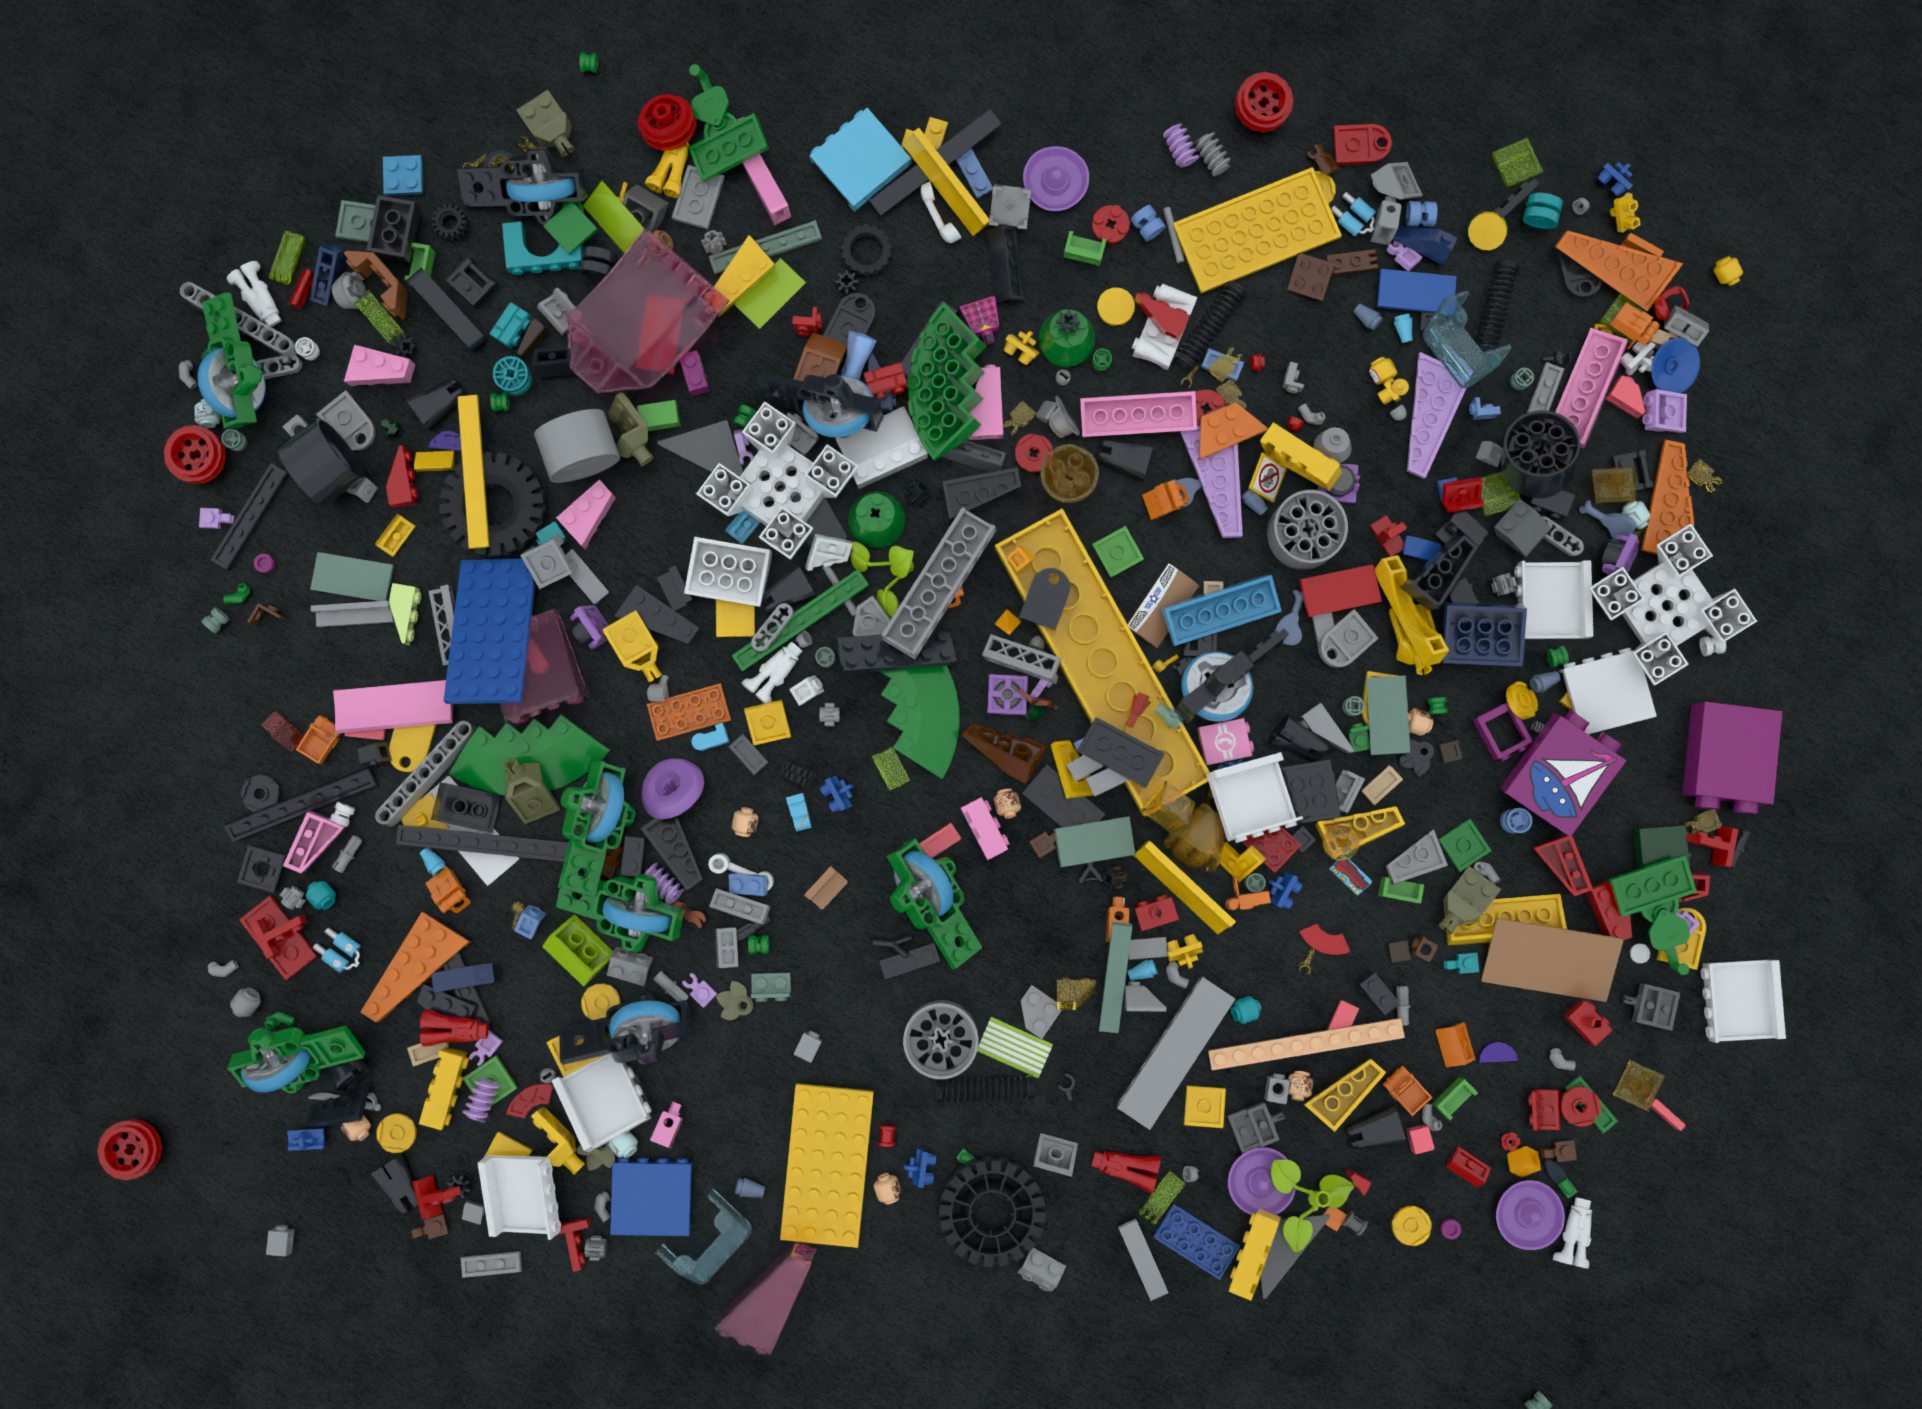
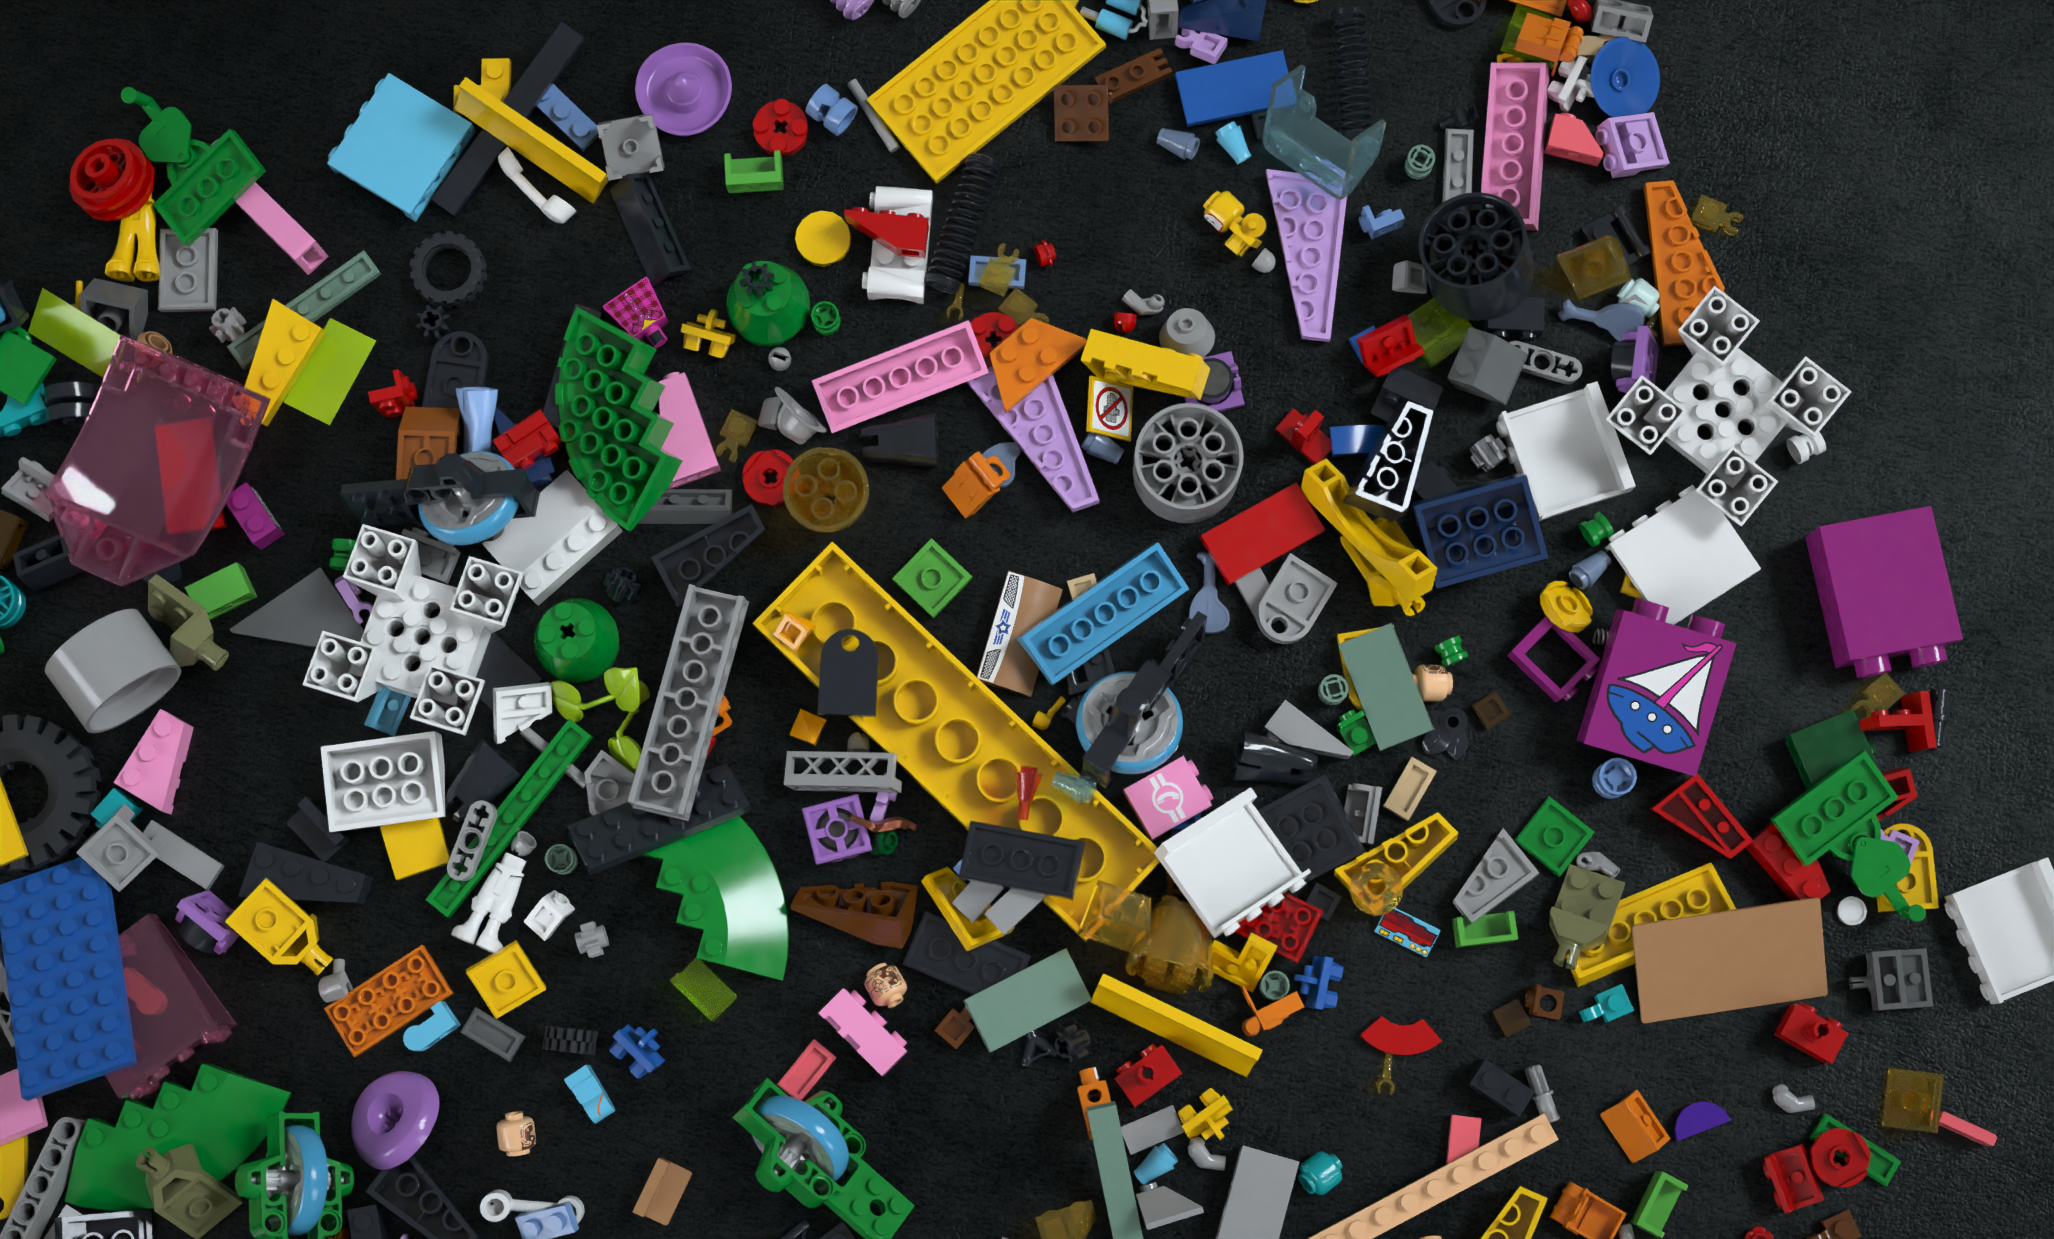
camera: 15 degrees left, 5 degrees down
(1290, 376) = (1098, 255): light grey bracket -> none

